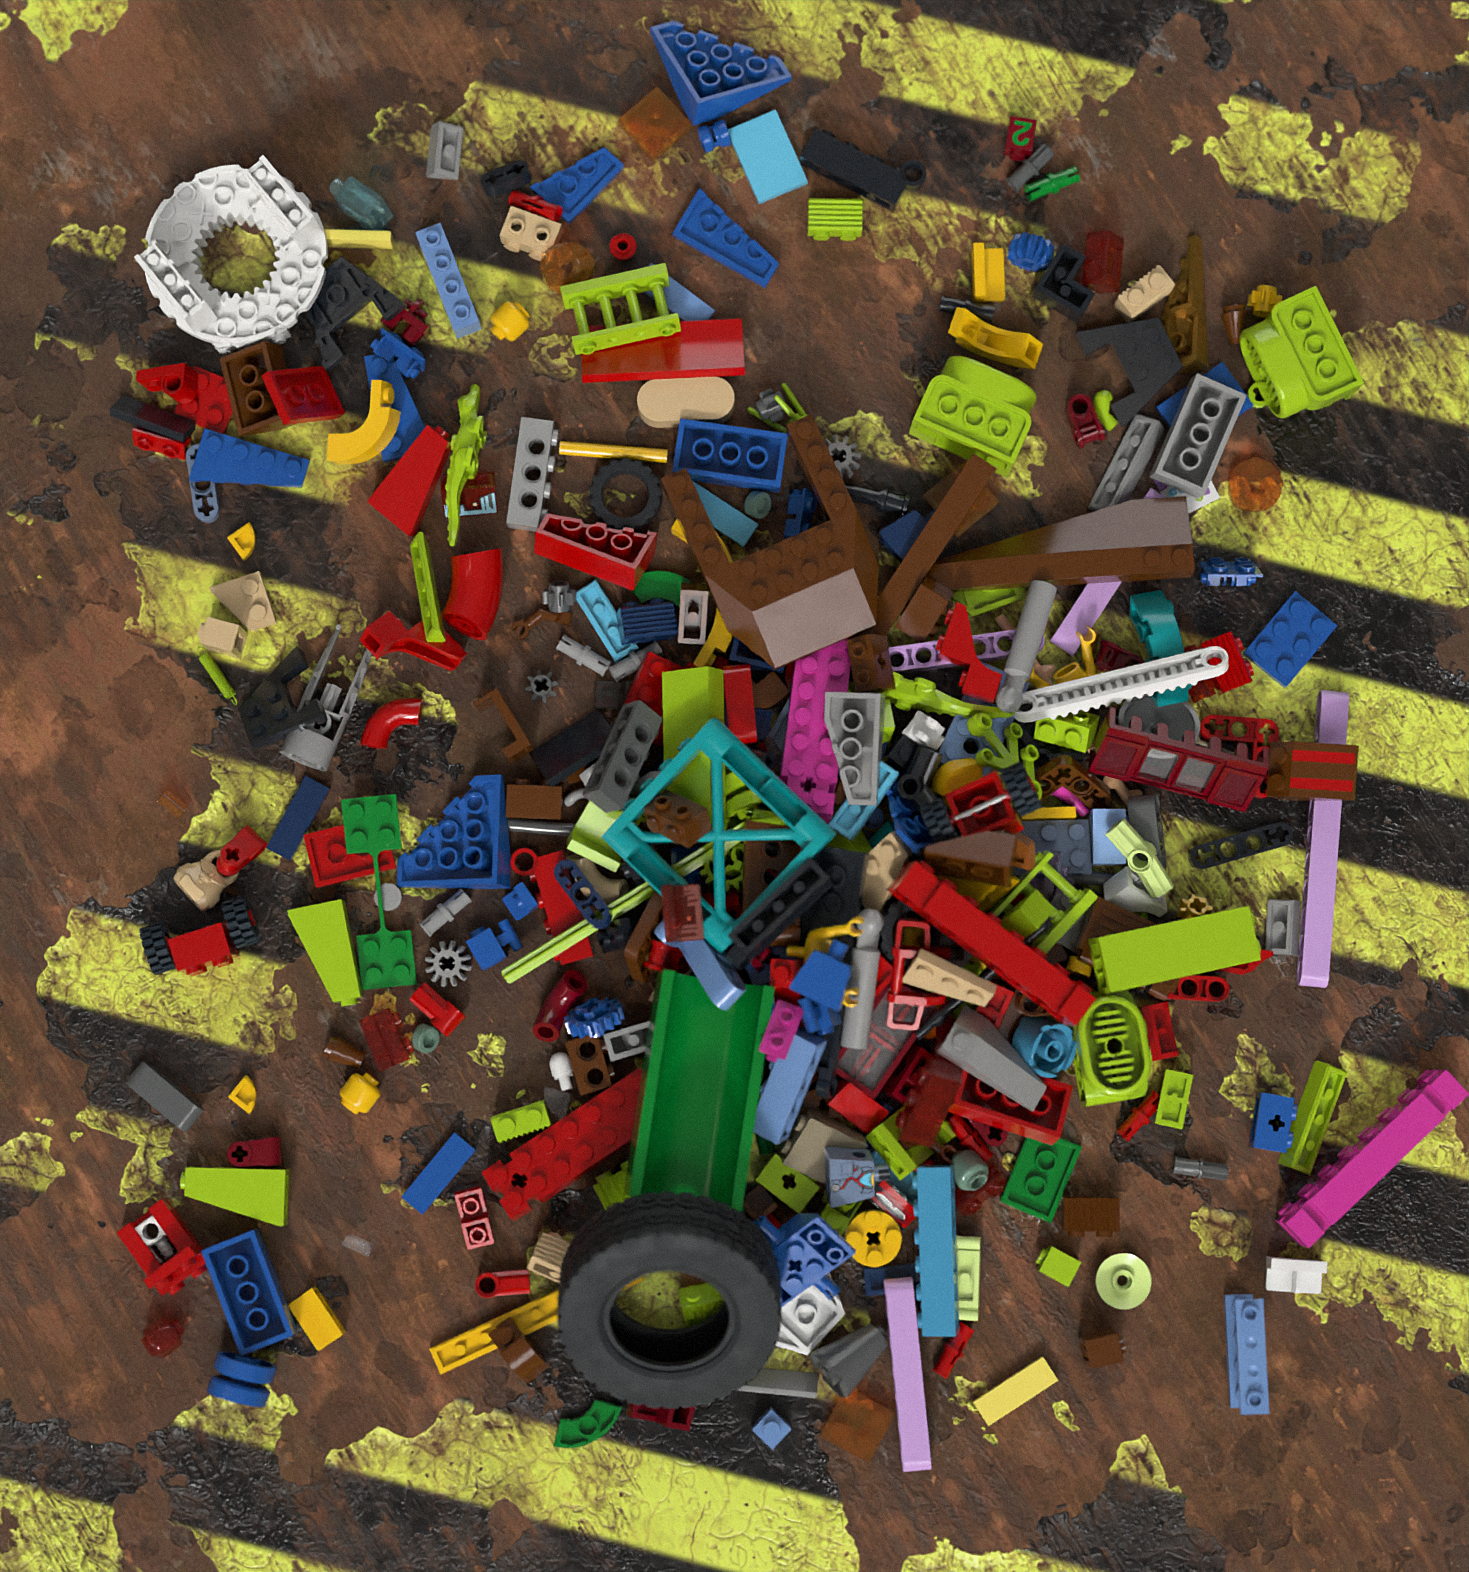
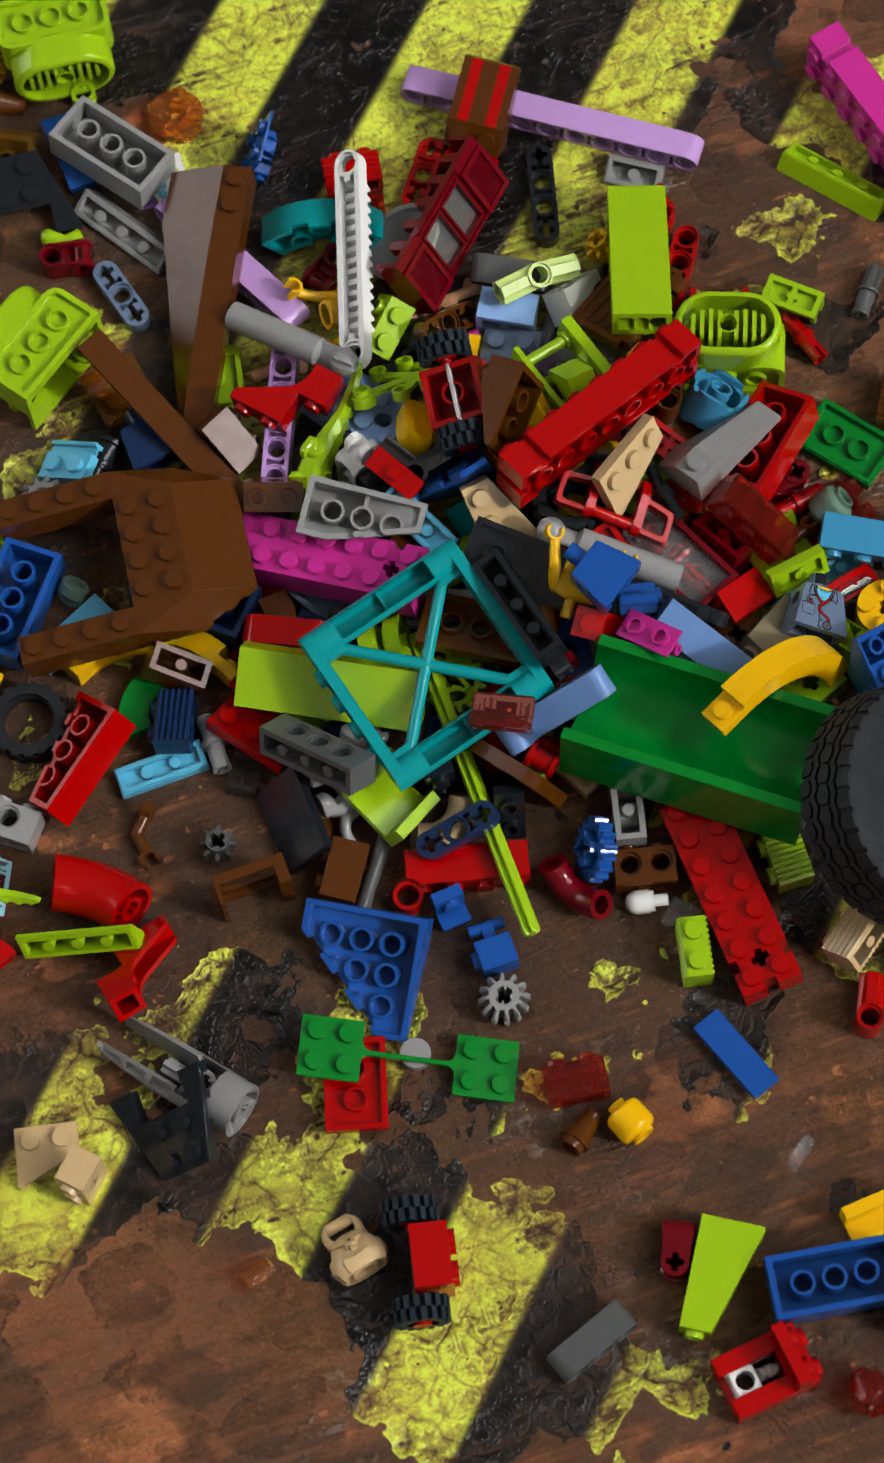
camera: 70 degrees left, 15 degrees down
(217, 675) = (120, 1199): lime piece -> none
(241, 850) = (329, 1204): red piece -> none
(245, 1094) = (607, 1253): yellow tile -> none
(298, 818) = (305, 1137): dark blue tile -> none
(329, 943) = (458, 1124): lime slope -> none
(388, 718) = (214, 1014): red cylinder -> none
(425, 1038) = (581, 1040): sand green tile -> none
(442, 1013) = (559, 1015): red piece -> none
(445, 912) = (446, 993): light grey pin -> none
(474, 1217) = (792, 1025): red slope -> none
(559, 596) = (123, 807): dark grey gear -> none
(583, 655) = (193, 796): light grey pin -> none
(677, 818) = (398, 701): reddish brown brick -> none
(765, 1149) = (769, 672): none -> yellow arch
(766, 817) = (418, 613): lime piece -> none
(802, 505) = (86, 547): blue hinge -> none
(878, 472) = (70, 460): none -> medium azure plate
(901, 769) = (394, 473): none -> red piece
(1066, 460) = (121, 308): none -> sand blue beam
(1264, 1135) = (839, 226): blue brick -> none
(1289, 639) = (341, 112): blue plate -> none

